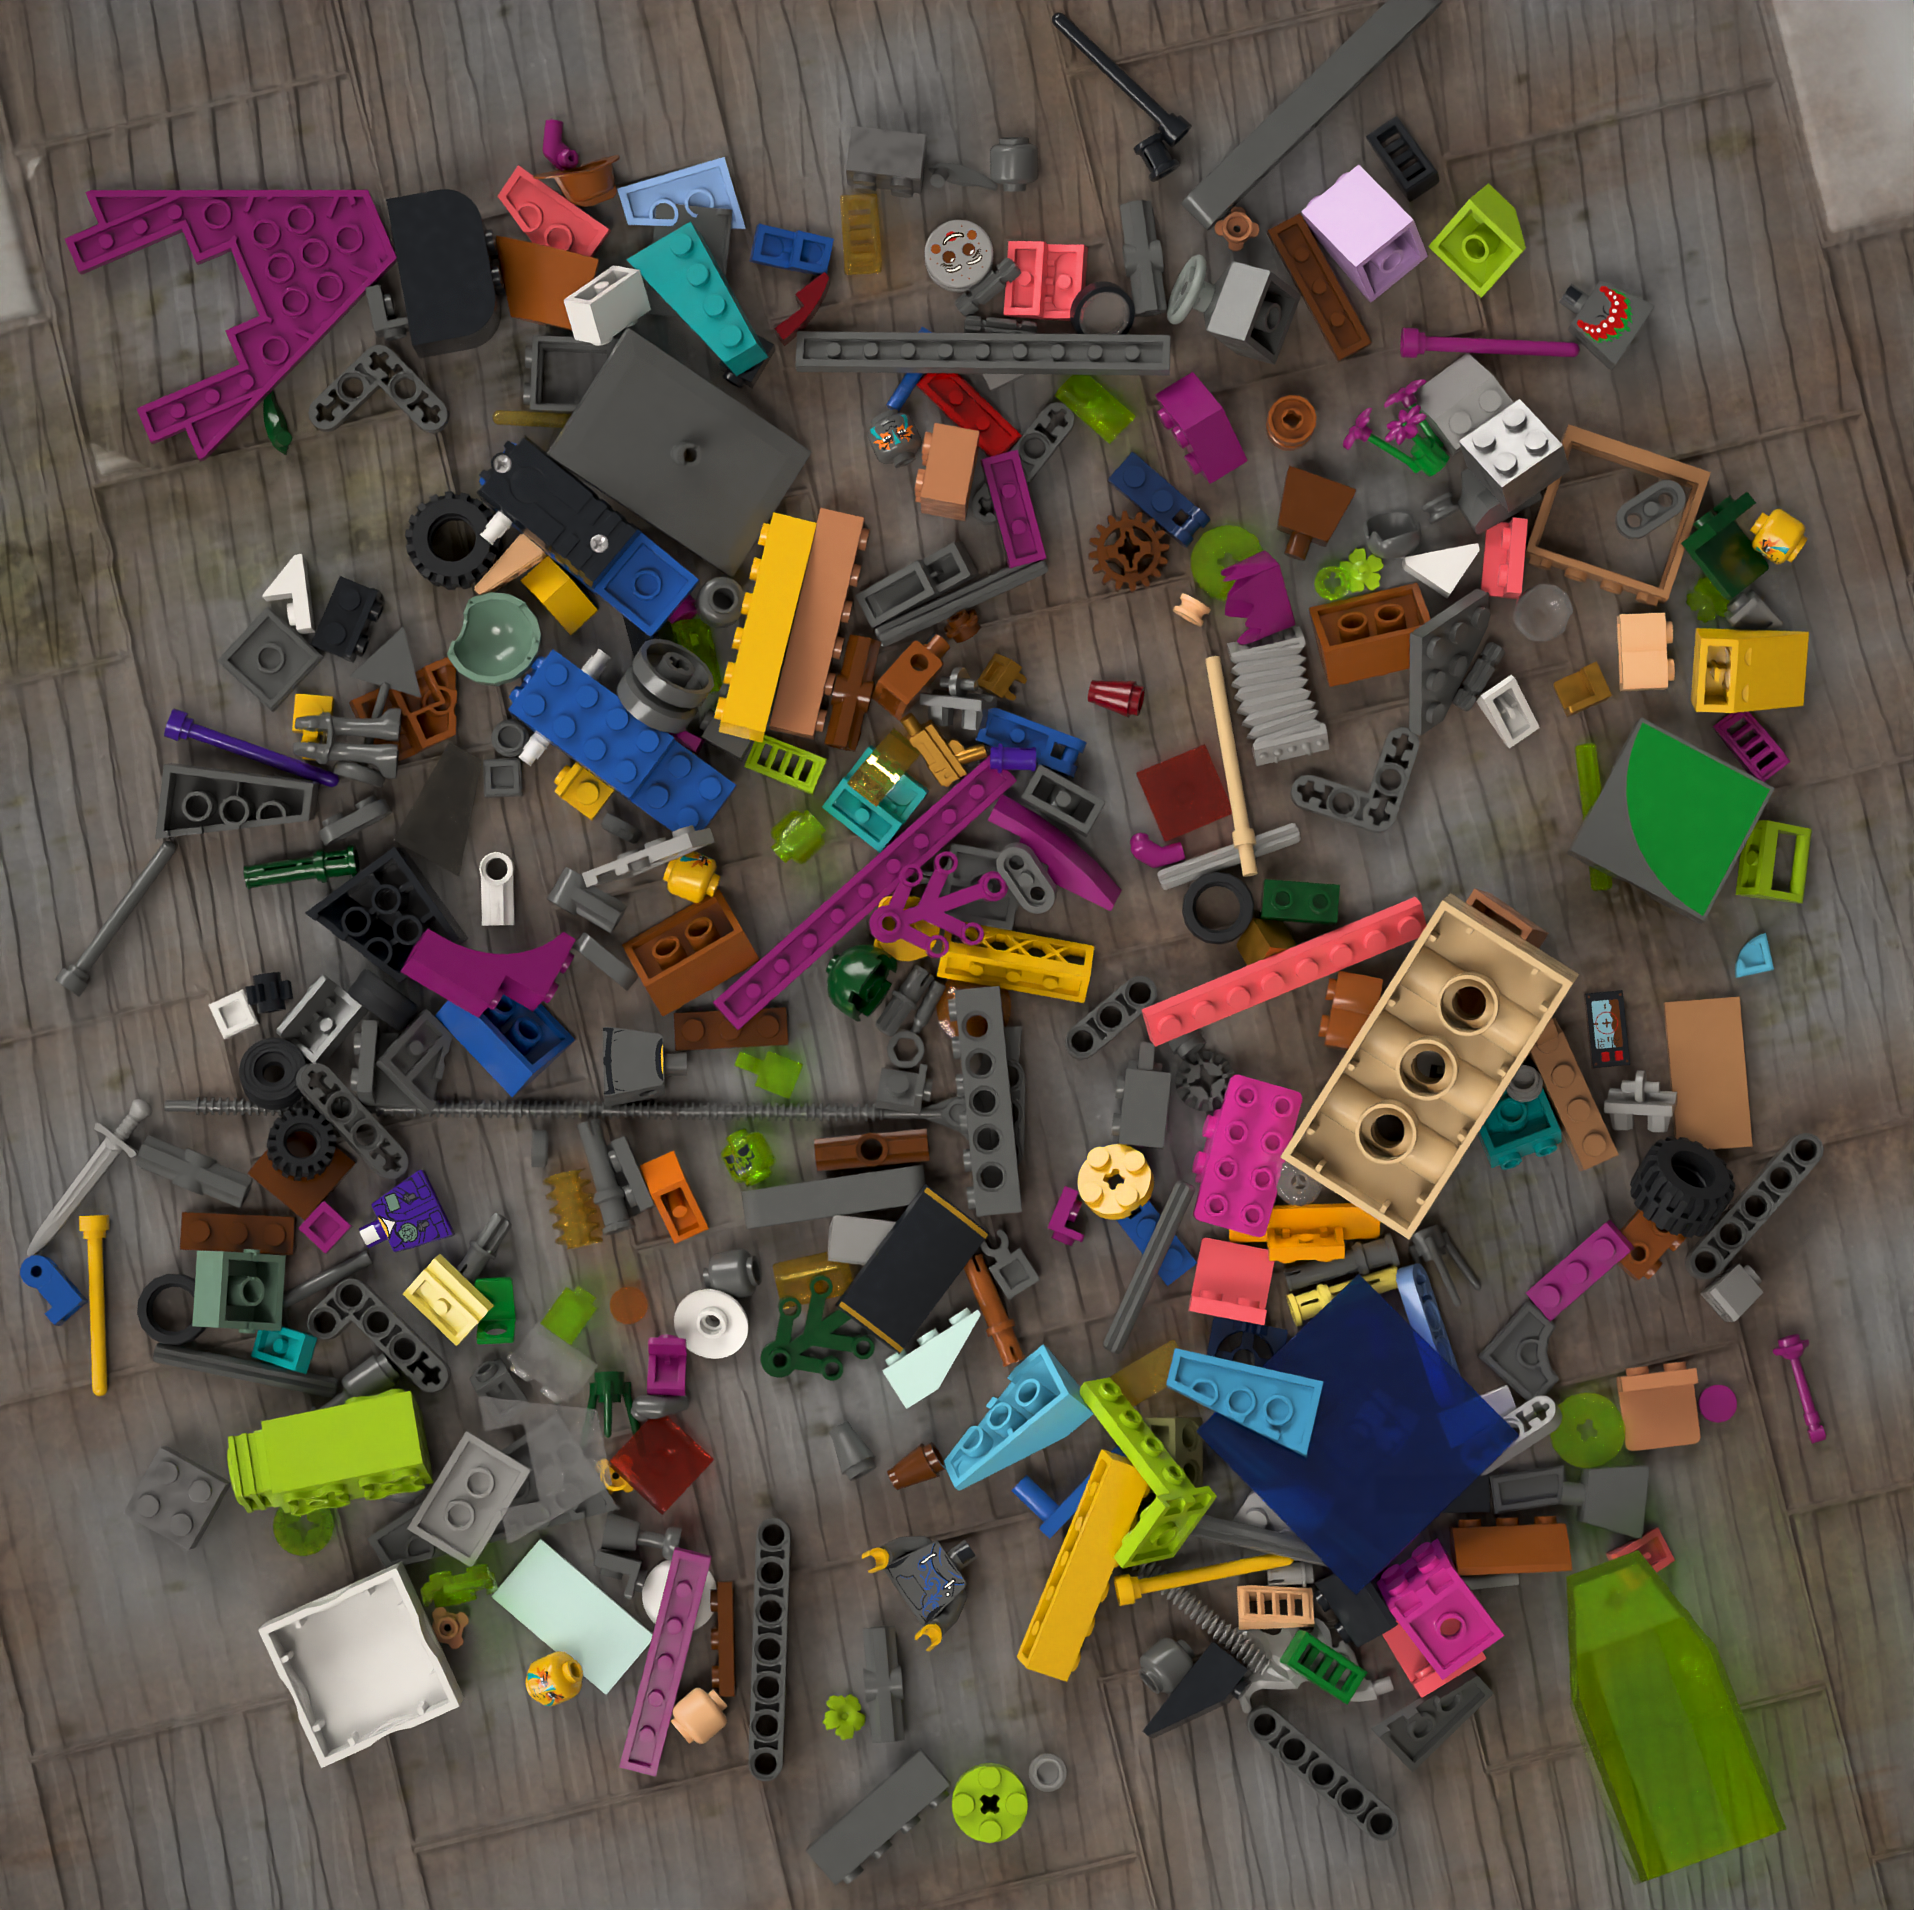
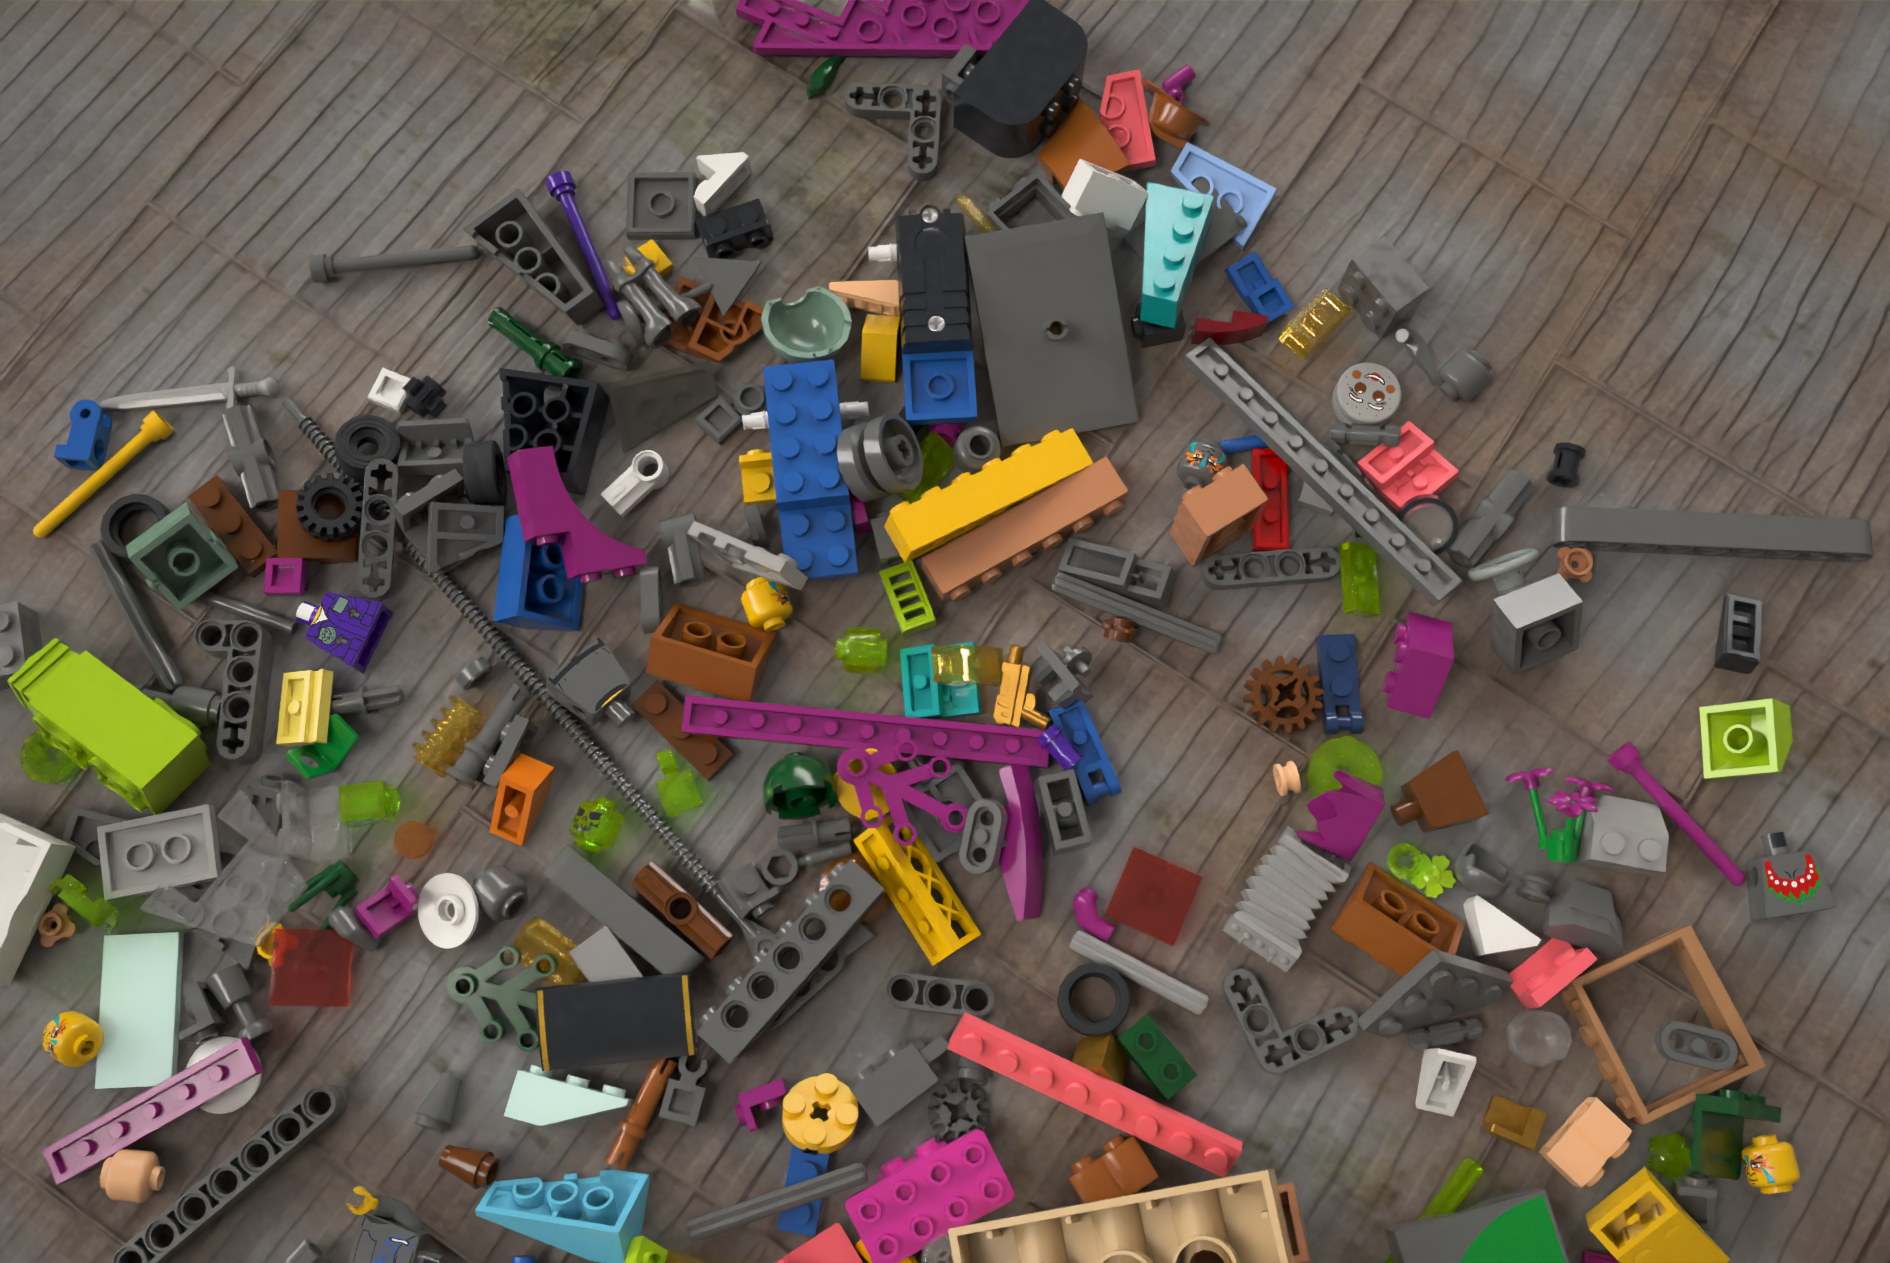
camera: 45 degrees right, 10 degrees down
(285, 1348) = (173, 630): teal slope -> none
(425, 524) = (844, 220): black tyre -> none
(724, 1638) = (211, 1140): reddish brown plate -> none
(852, 693) = (999, 597): reddish brown piece -> none
(902, 684) = (1051, 621): dark orange torso -> none
(1000, 675) = (1109, 686): pearl gold tile -> none
(1013, 509) = (1234, 587): magenta plate -> none
(1118, 696) = (1175, 783): dark red cone -> none
(1171, 126) = (1597, 458): black piece -> none
(1243, 836) = (1163, 967): tan bar -> none
(1290, 422) = (1477, 724): dark orange wheel -> none
(1319, 287) = (1595, 658): reddish brown plate -> none
(1365, 232) = (1667, 653): slope -> none
(1514, 455) = (1631, 905): brick -> none

